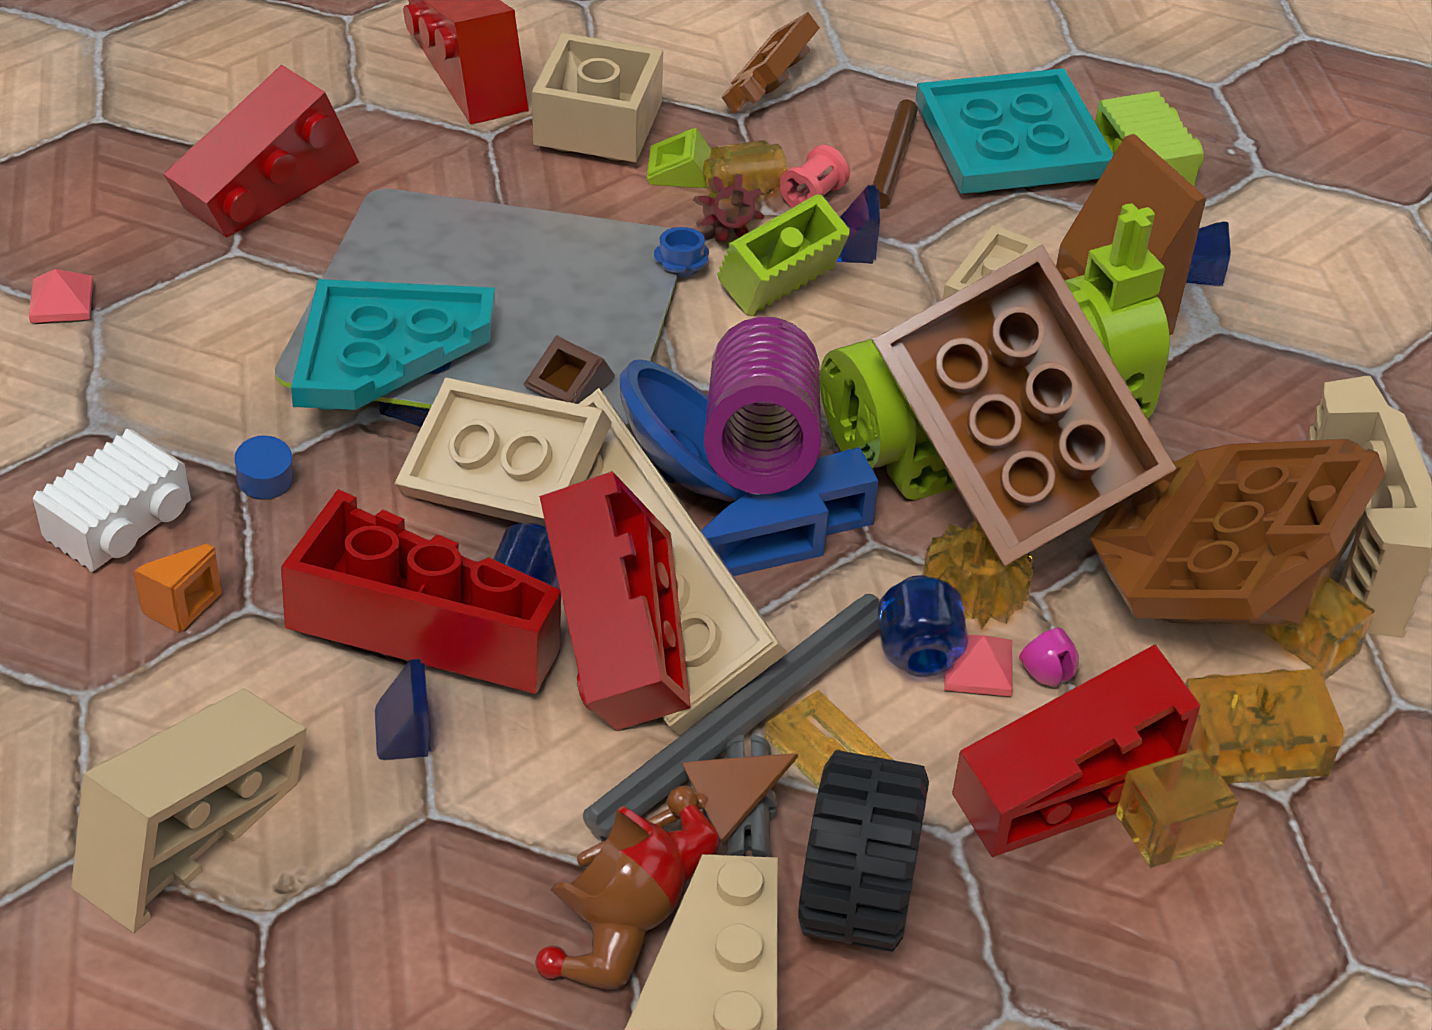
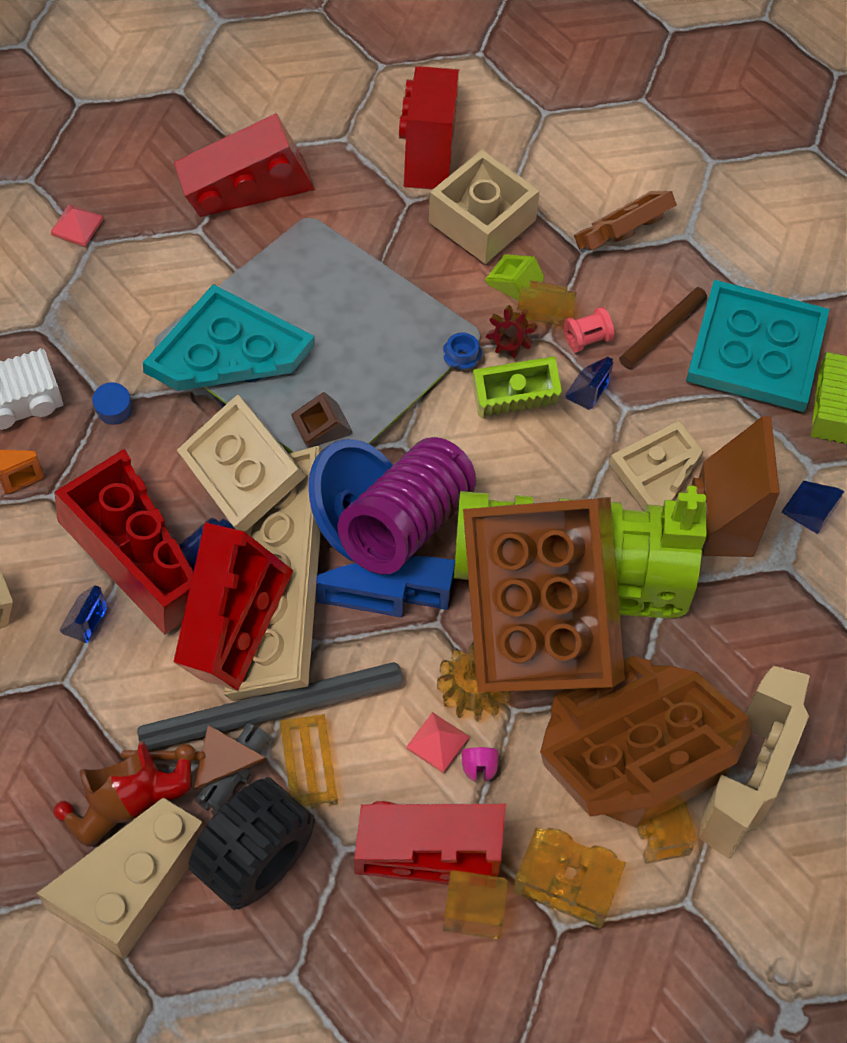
camera: 30 degrees right, 15 degrees up
(922, 625) = (410, 703): clear blue head -> none

